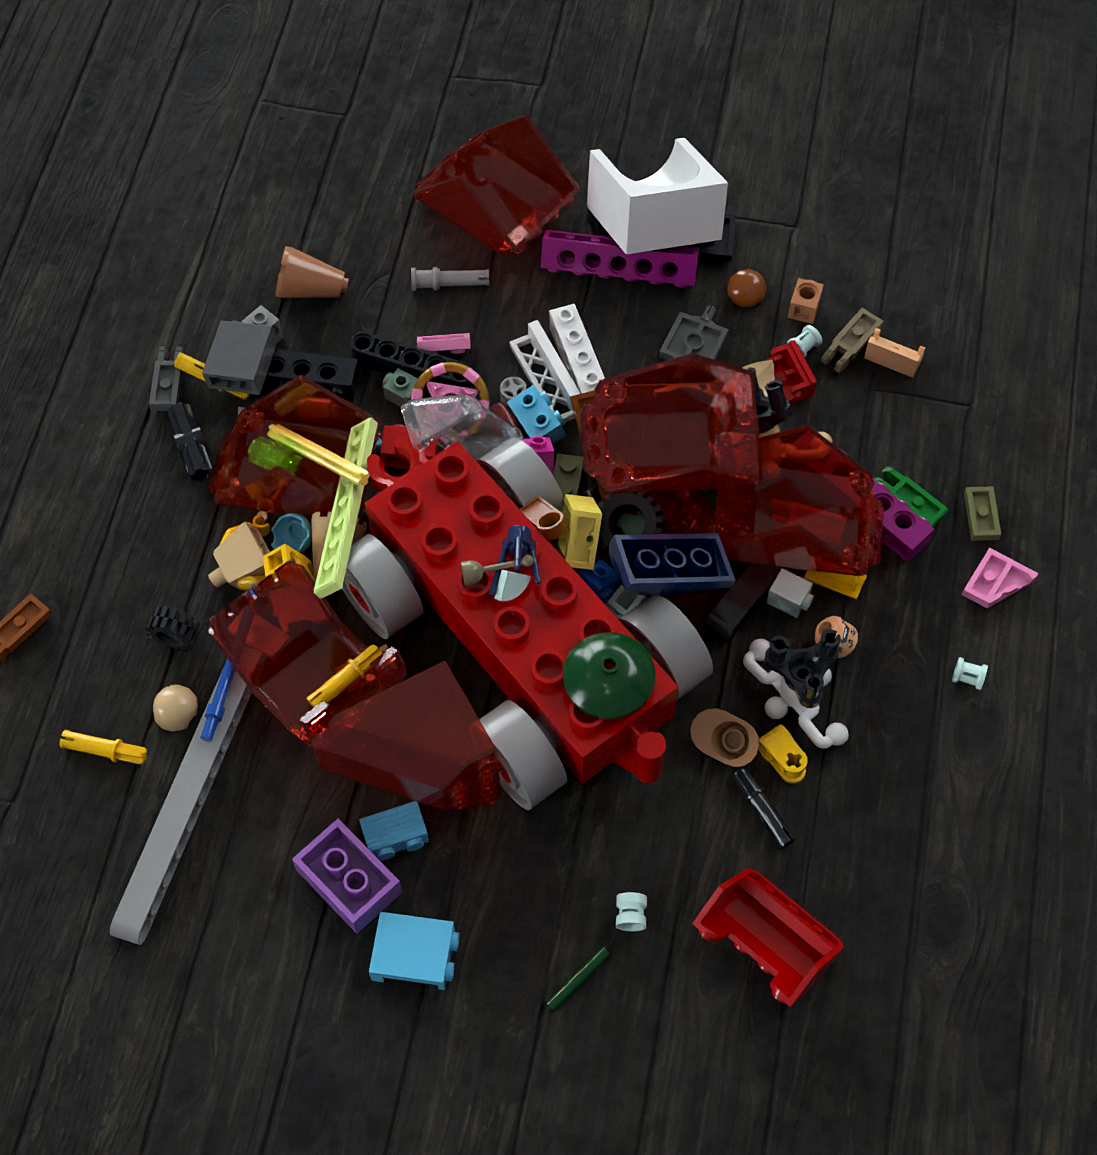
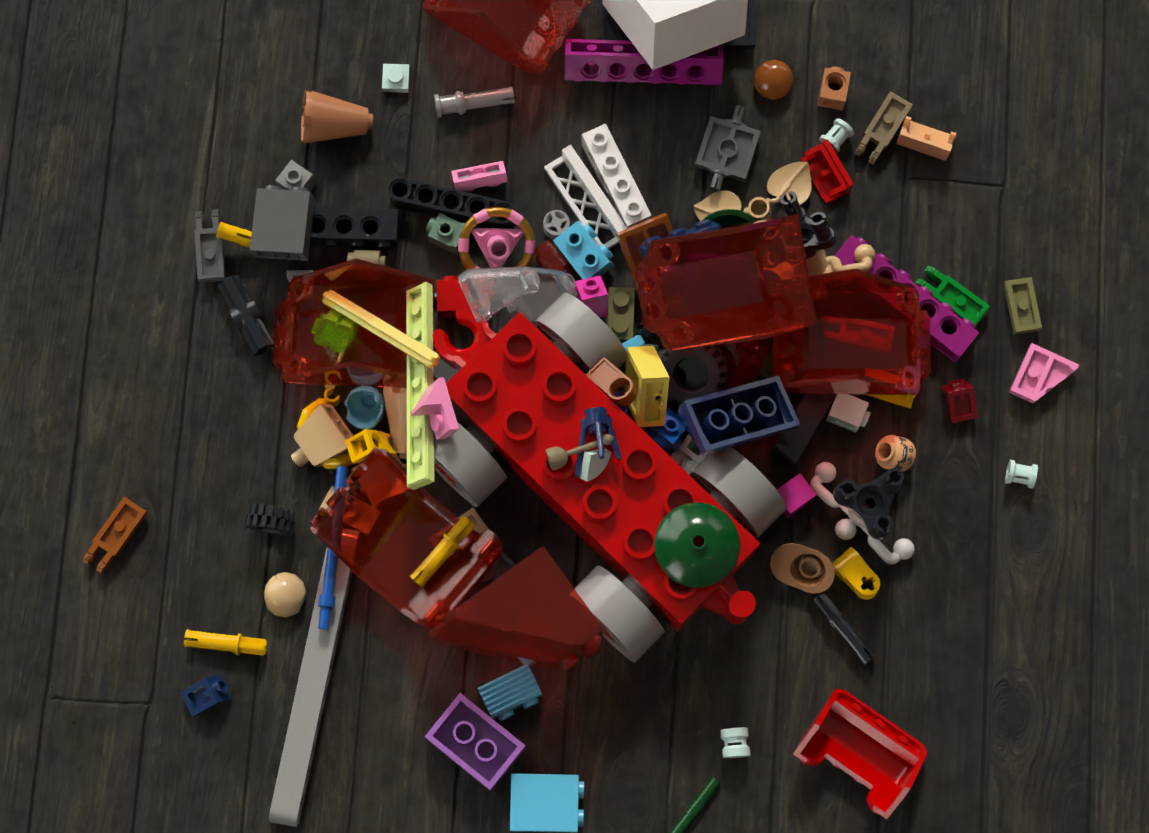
camera: 10 degrees left, 15 degrees up
(71, 795) = (206, 694): none -> dark blue bracket
(358, 519) = (438, 406): none -> bright pink slope
(377, 254) = (396, 78): none -> light aqua plate
(727, 668) = (796, 494): none -> dark pink brick
(910, 596) = (960, 400): none -> dark red bracket

